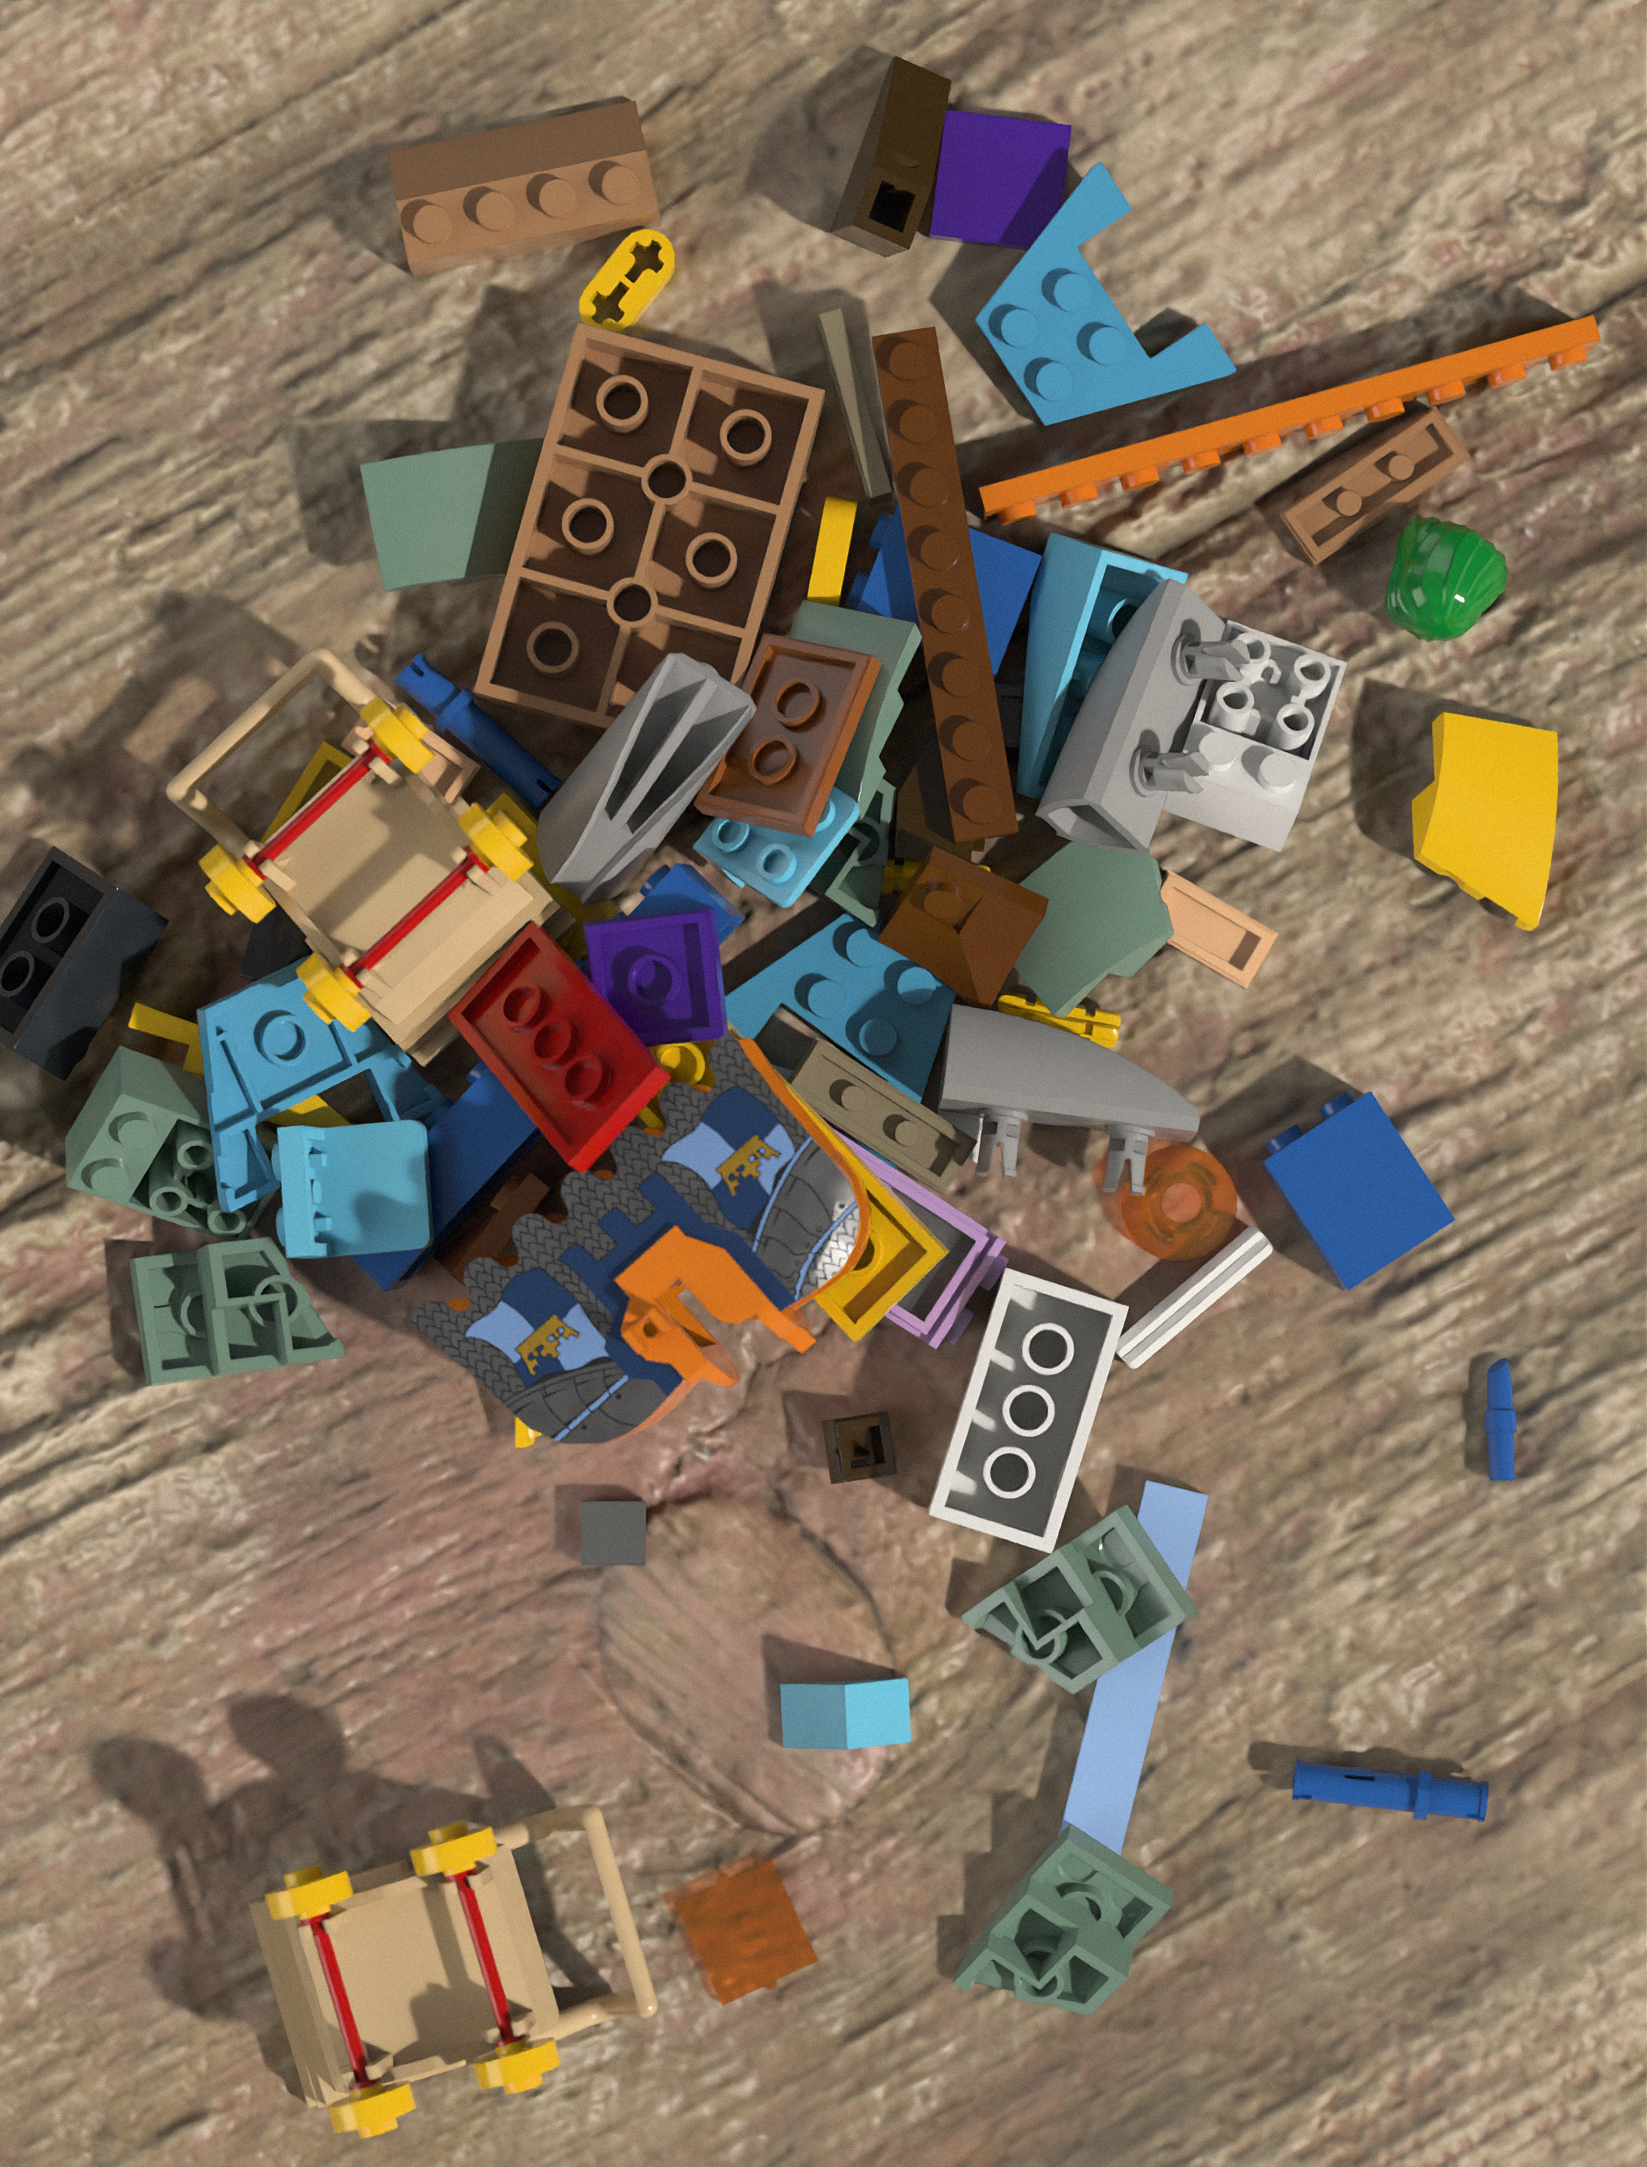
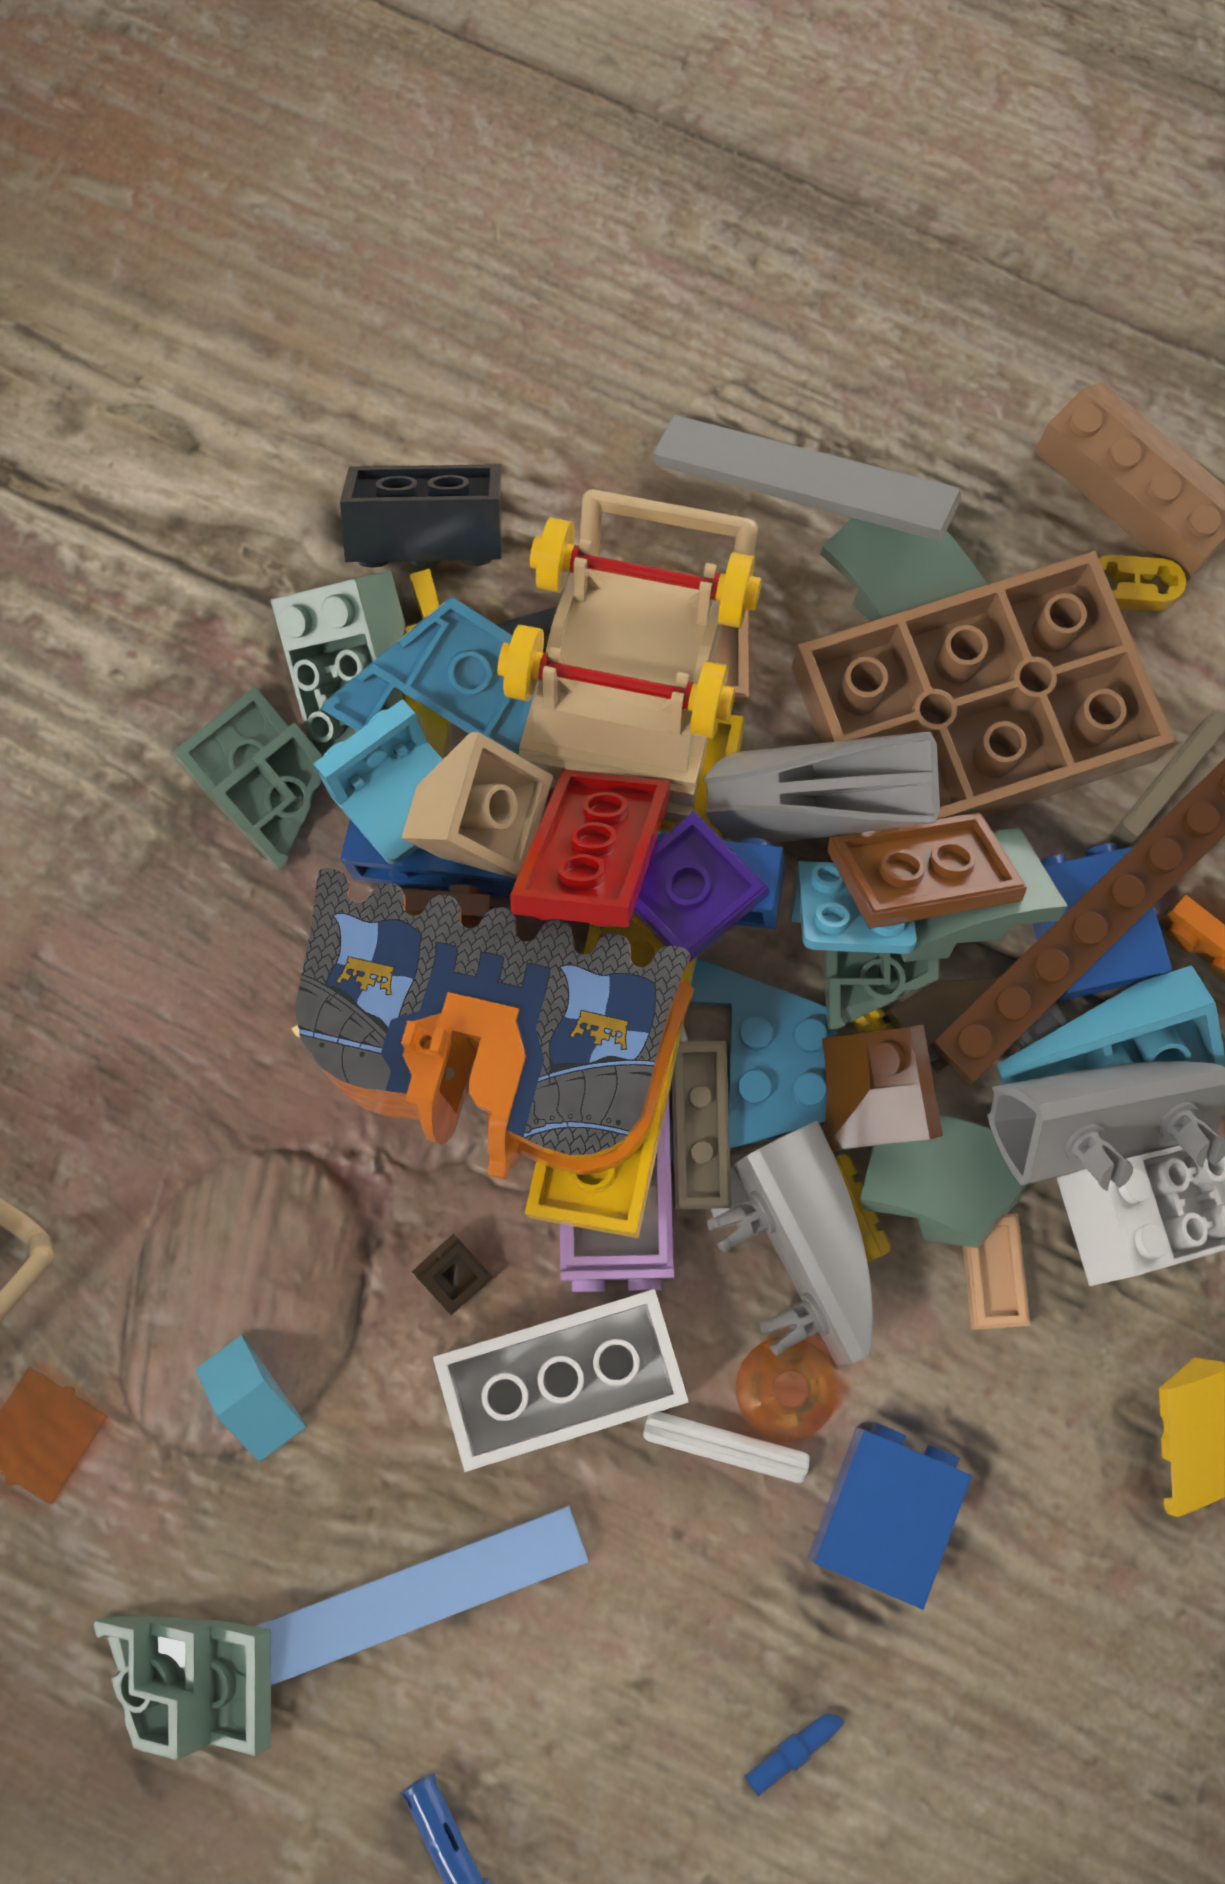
camera: 50 degrees right, 10 degrees down
(295, 553) = (808, 477): none -> light grey tile
(441, 1125) = (479, 807): none -> tan slope
(477, 731) = (772, 658): blue pin -> none
(613, 1533) = (275, 1139): dark grey tile -> none
(832, 551) = (1066, 828): yellow beam -> none
(1087, 1603) = (446, 1527): sand green slope -> none

